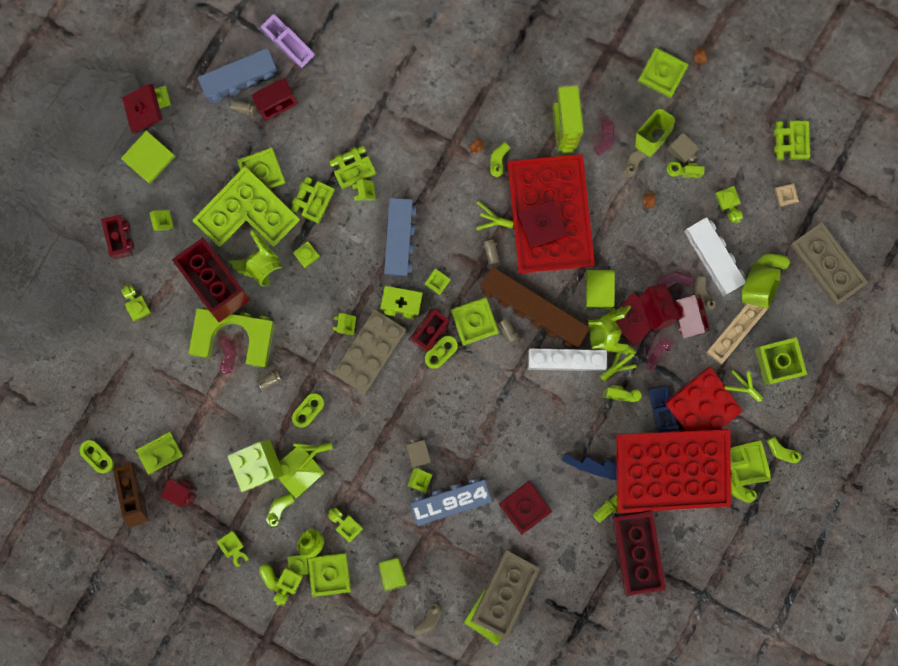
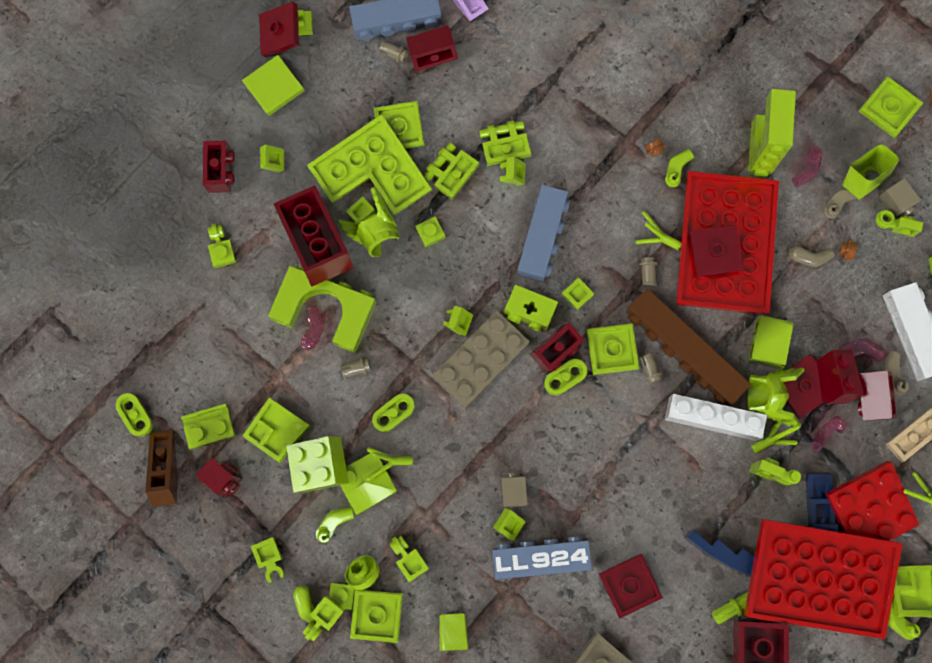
camera: 20 degrees right, 5 degrees down
(215, 444) = (275, 429): none -> lime plate
(245, 249) = (361, 210): none -> lime plate
(620, 213) = (809, 258): none -> dark tan arm

